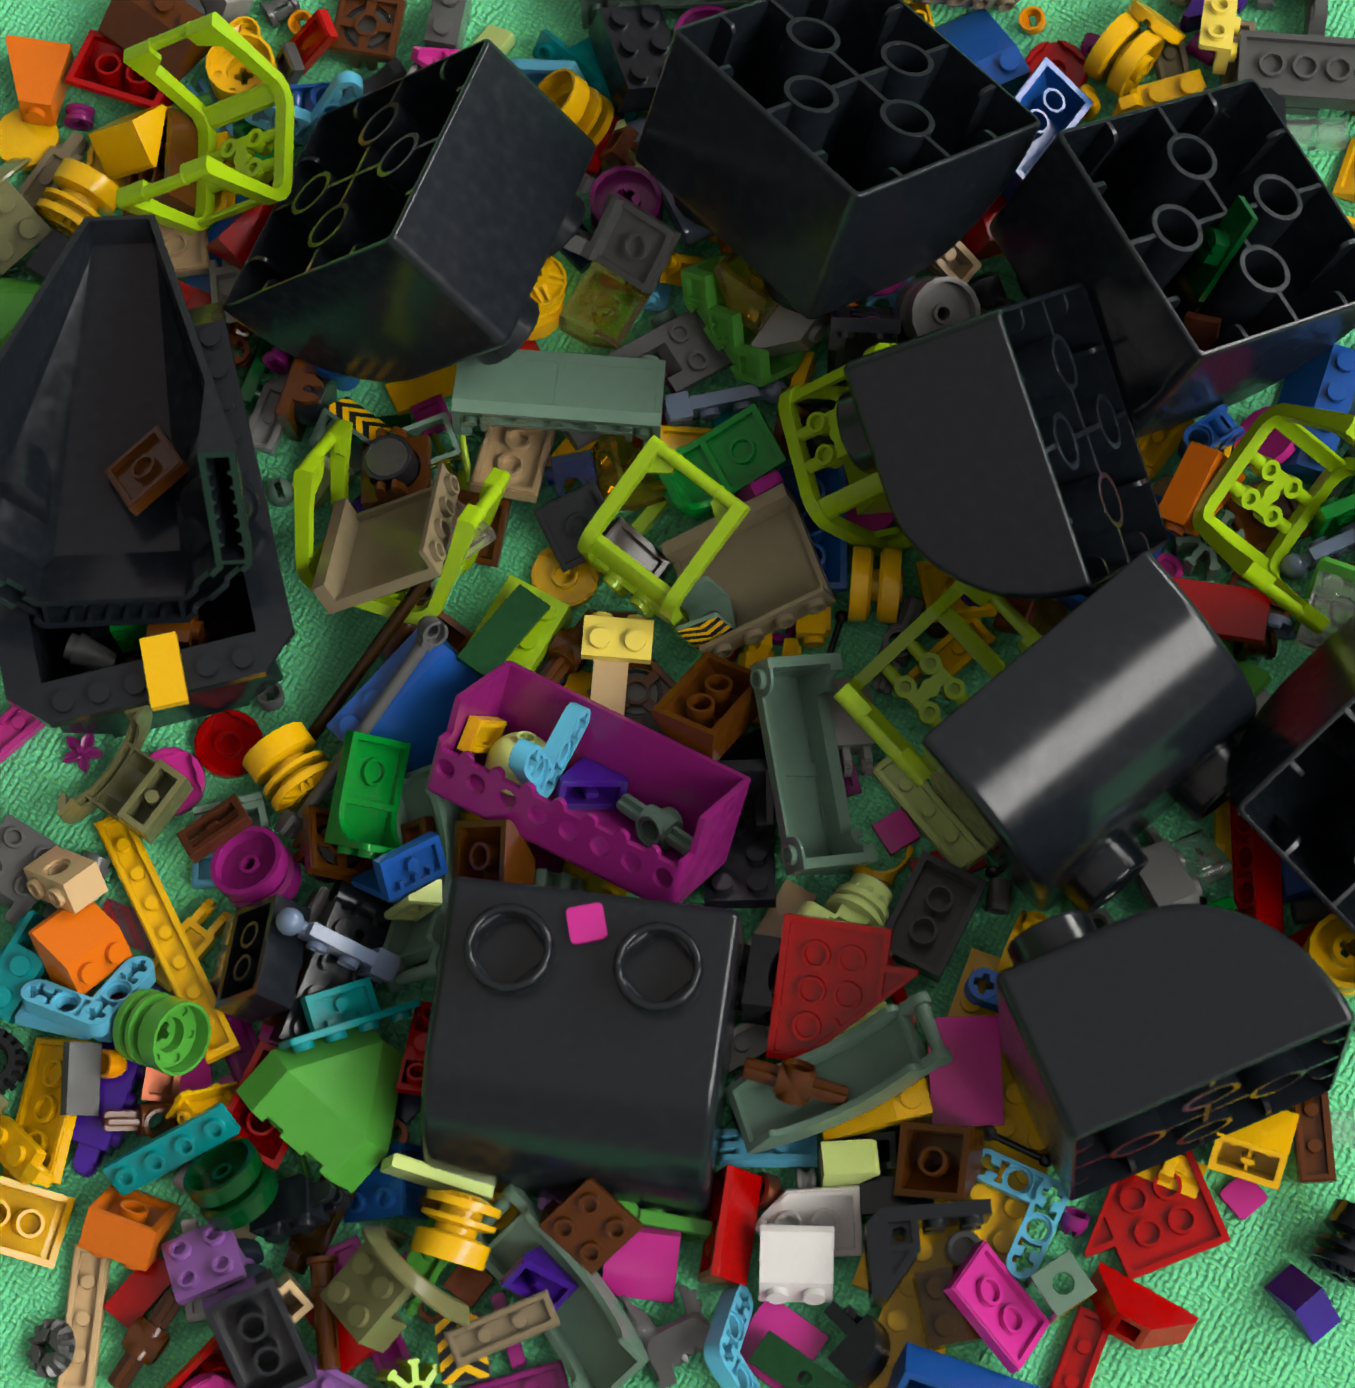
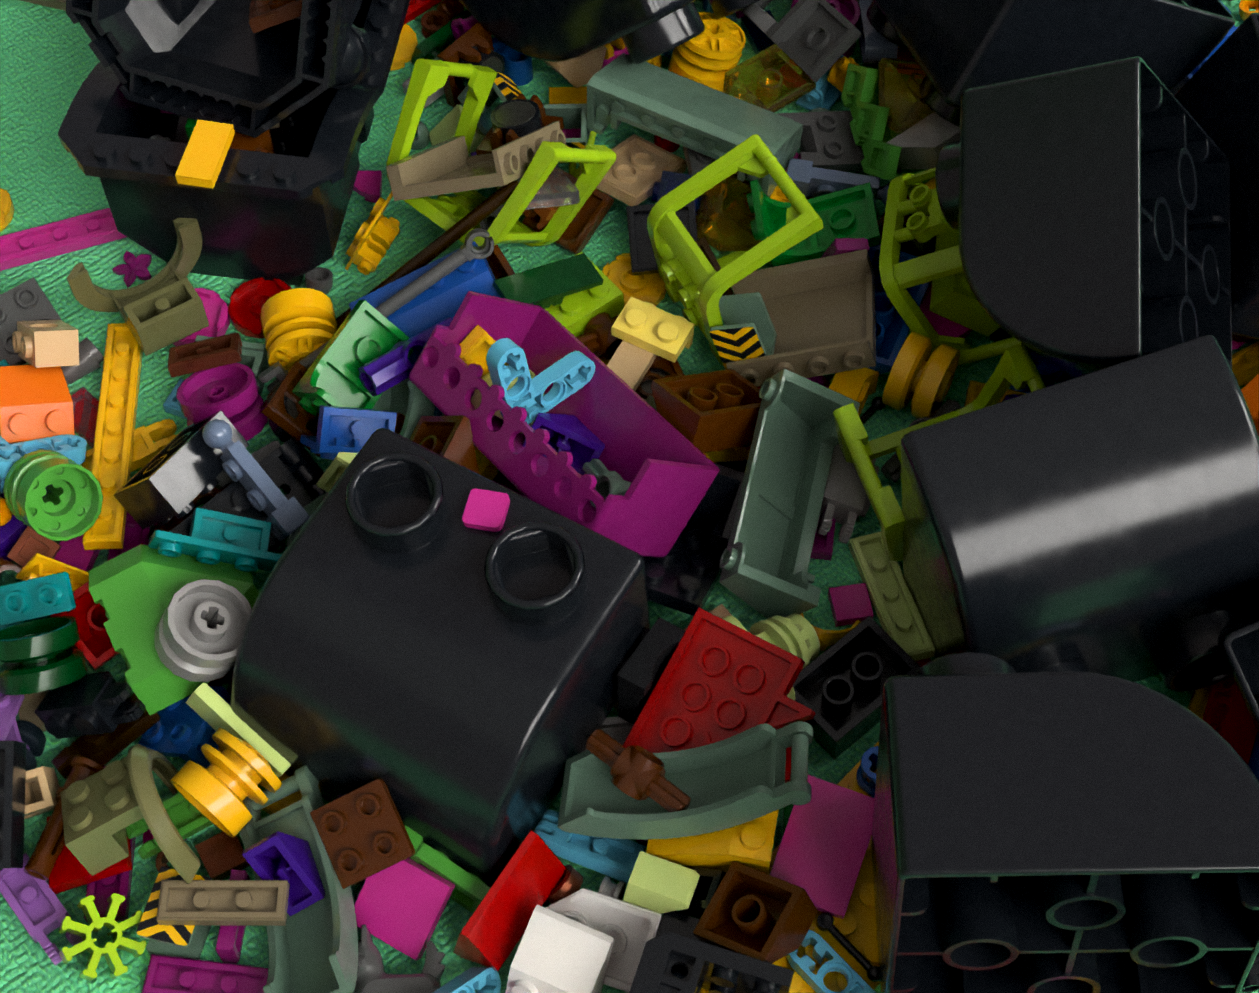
camera: 20 degrees right, 15 degrees down
(304, 619) = (373, 238): none -> yellow hinge
(376, 1111) = (202, 630): none -> light grey wheel
(412, 762) = (394, 364): none -> dark purple piece

